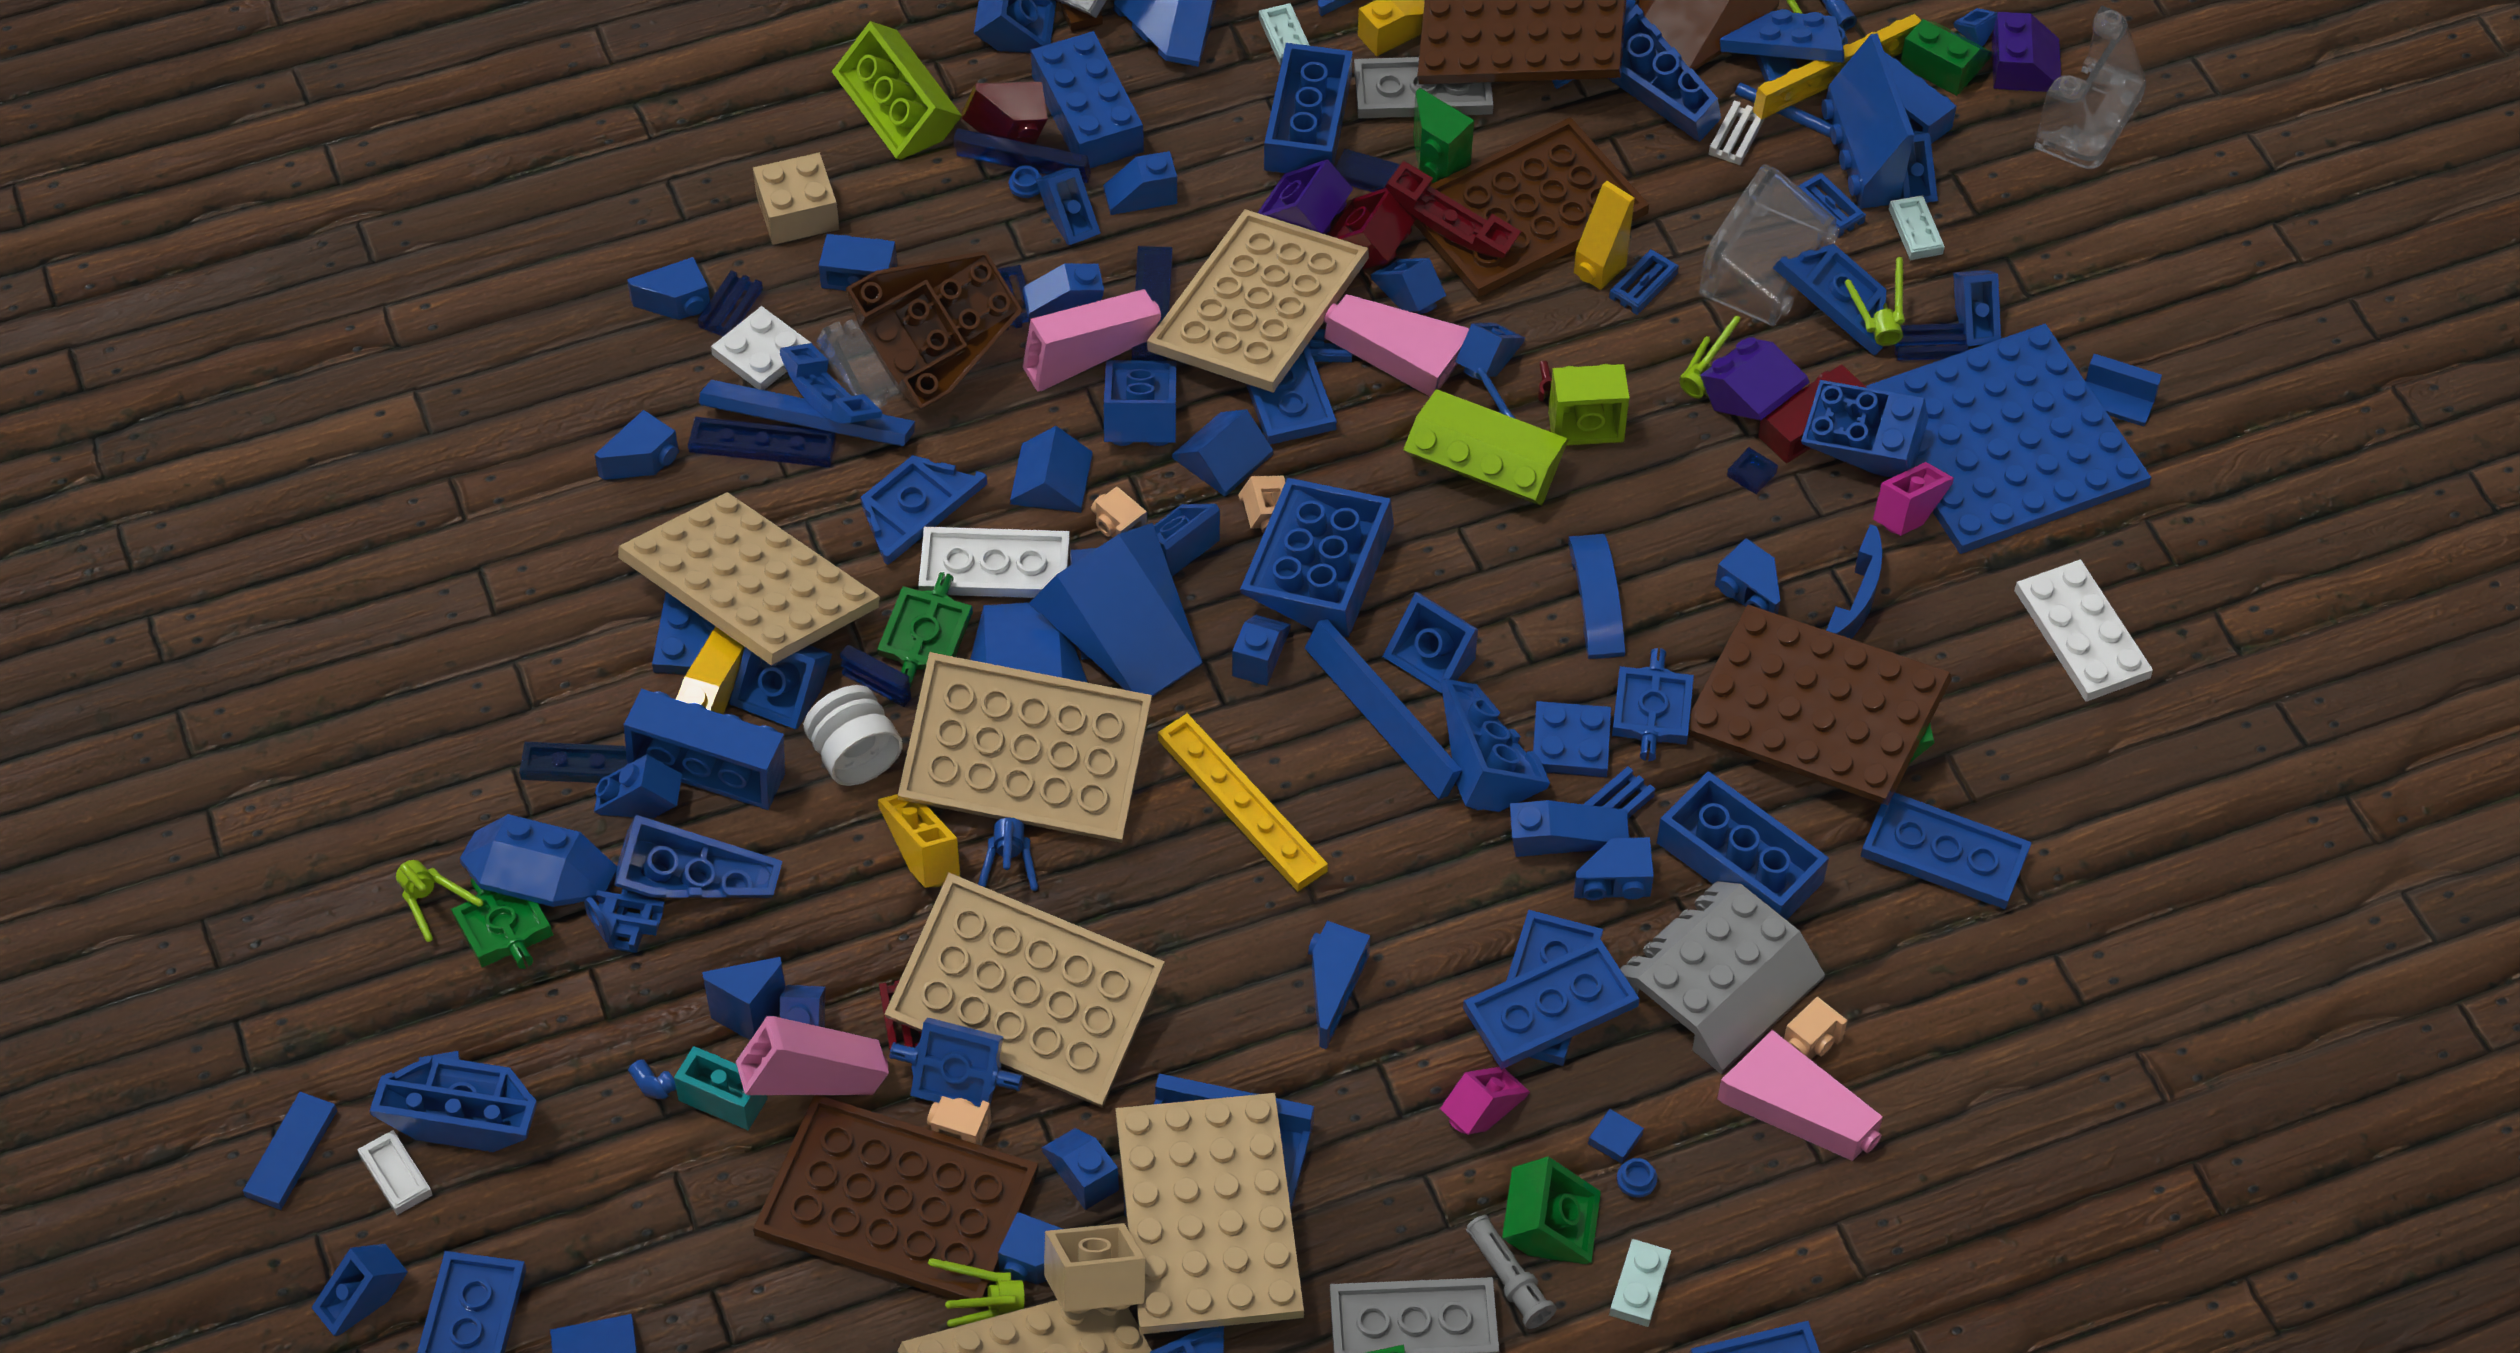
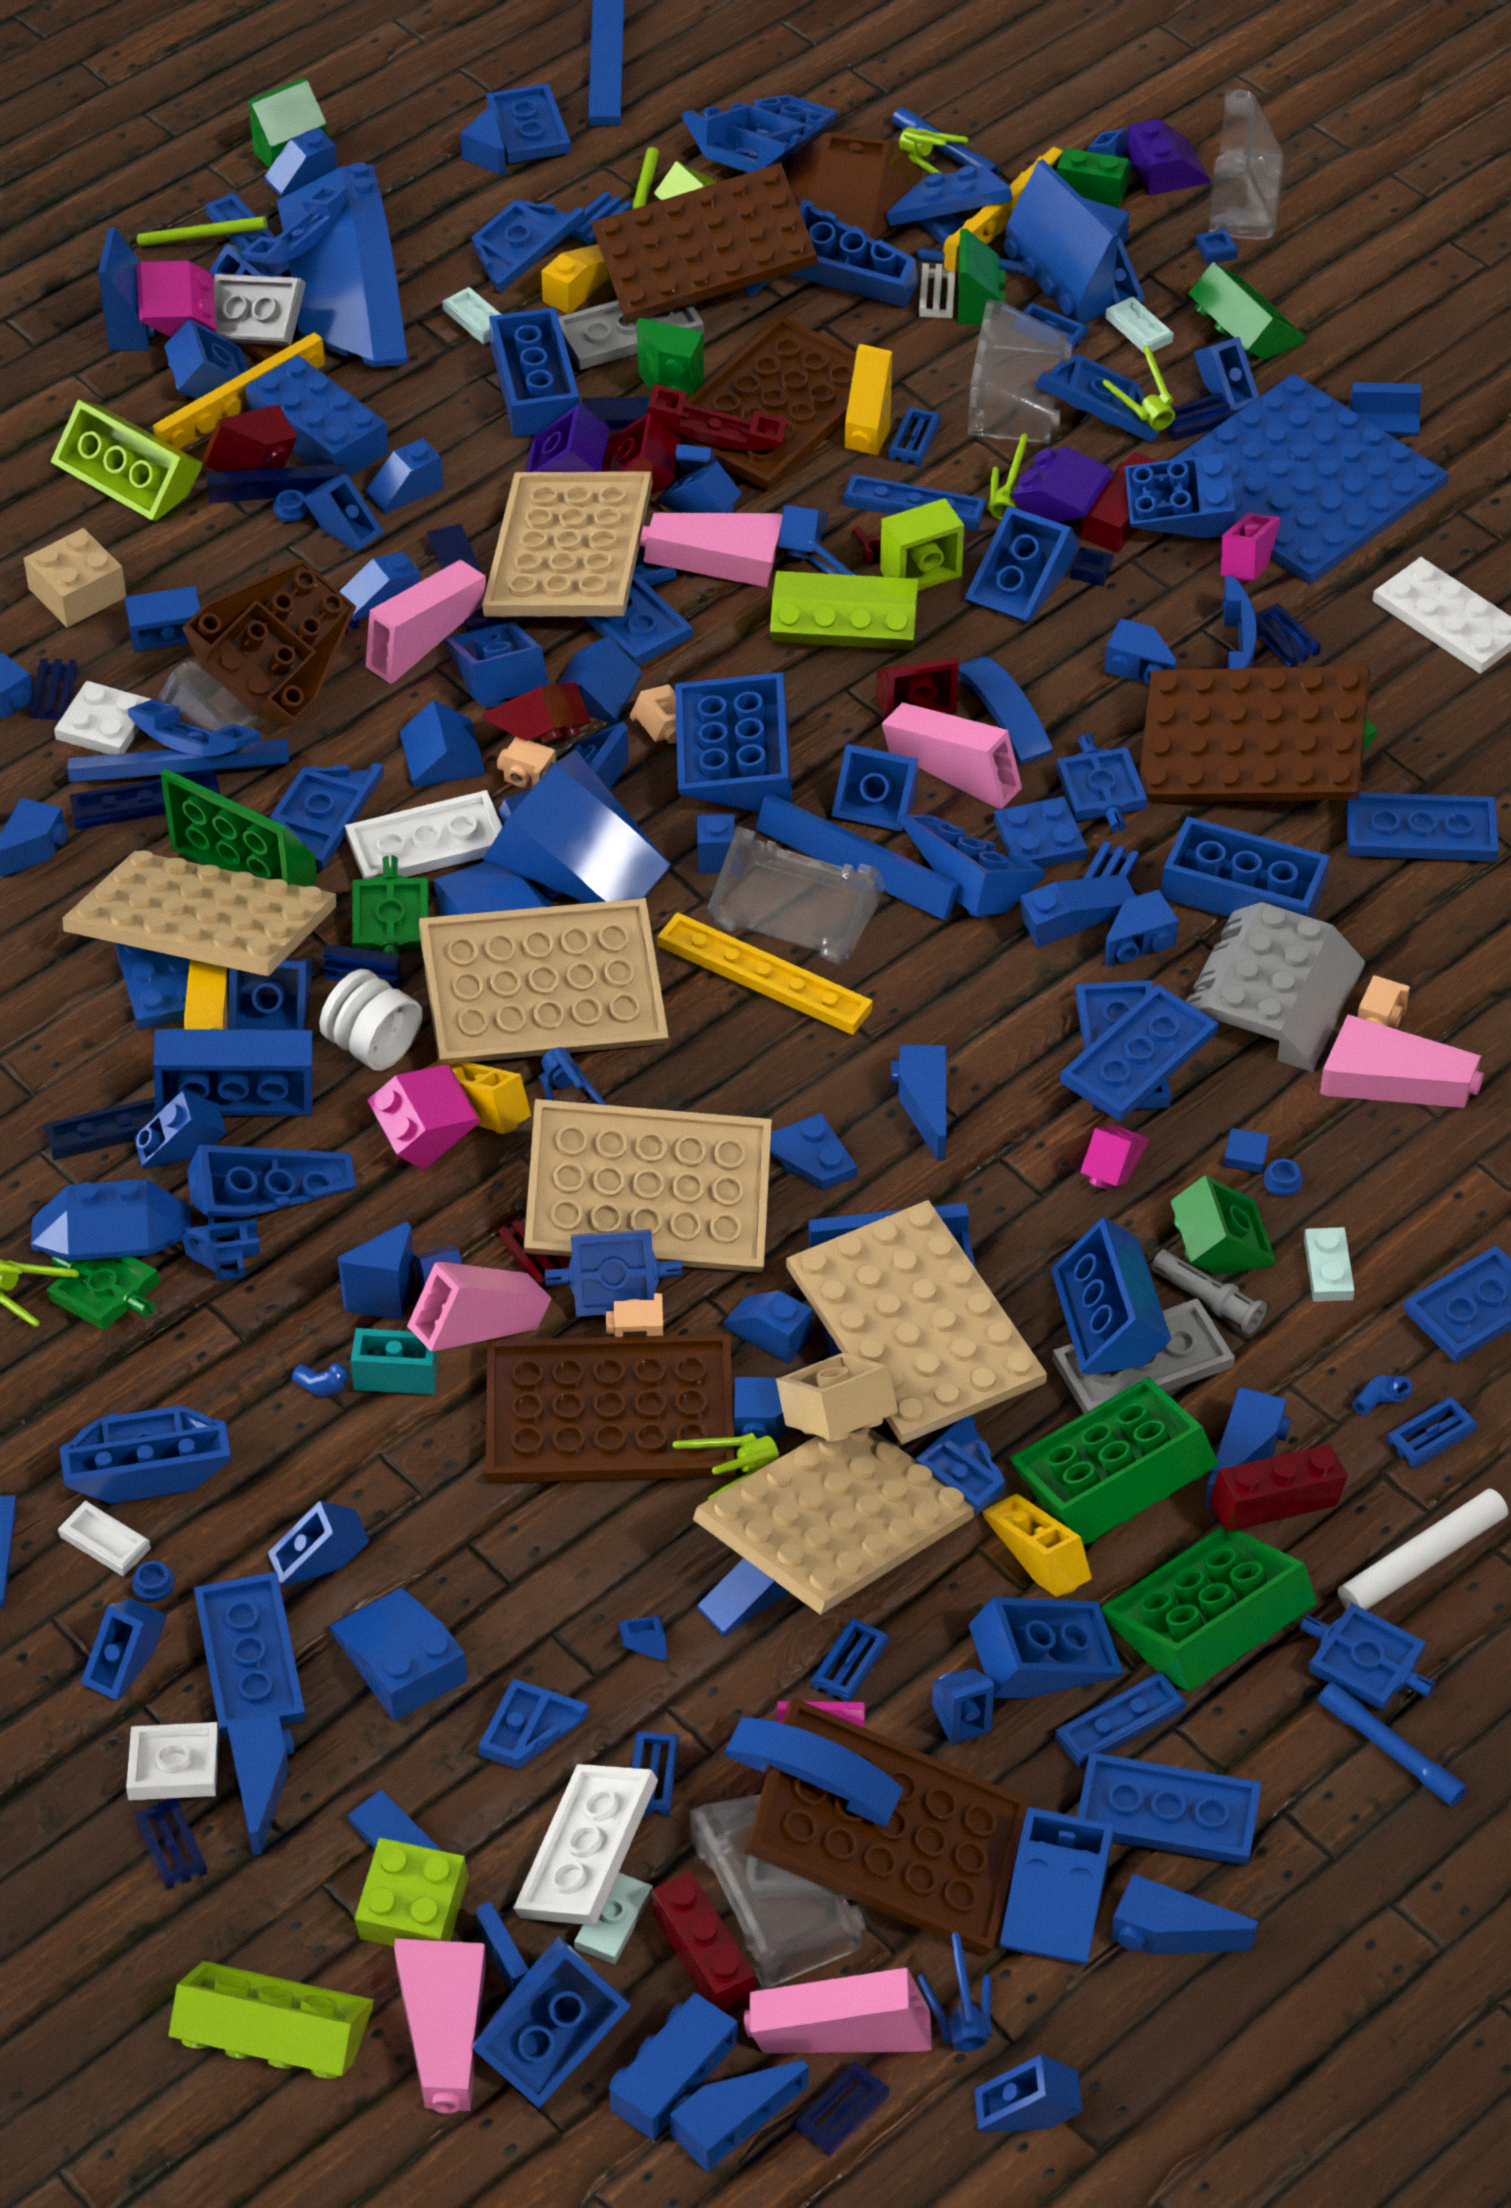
camera: 20 degrees left, 5 degrees down
(416, 1231) = (153, 1581): none -> blue plate
(574, 1246) = (318, 1543): none -> blue slope
(815, 512) = (232, 836): none -> green slope
(857, 846) = (424, 1113): none -> dark pink slope
(1015, 56) = (230, 398): none -> yellow plate
(1151, 472) = (542, 714): none -> dark red slope
(1202, 999) = (813, 1152): none -> blue wing
(1302, 733) = (794, 897): none -> clear windscreen
(1403, 1254) = (1110, 1301): none -> blue slope
(1417, 247) = (694, 457): none -> blue tile
(1519, 552) = (921, 684): none -> dark red slope
(1525, 629) = (956, 751): none -> bright pink slope
(1608, 347) = (897, 497): none -> blue tile
(1680, 452) = (1022, 564): none -> blue slope
(1776, 133) = (977, 278): none -> green slope
(1914, 624) = (1279, 636): none -> clear blue tile
(2026, 245) = (1244, 313): none -> green slope
(2034, 163) = (1216, 246): none -> blue tile

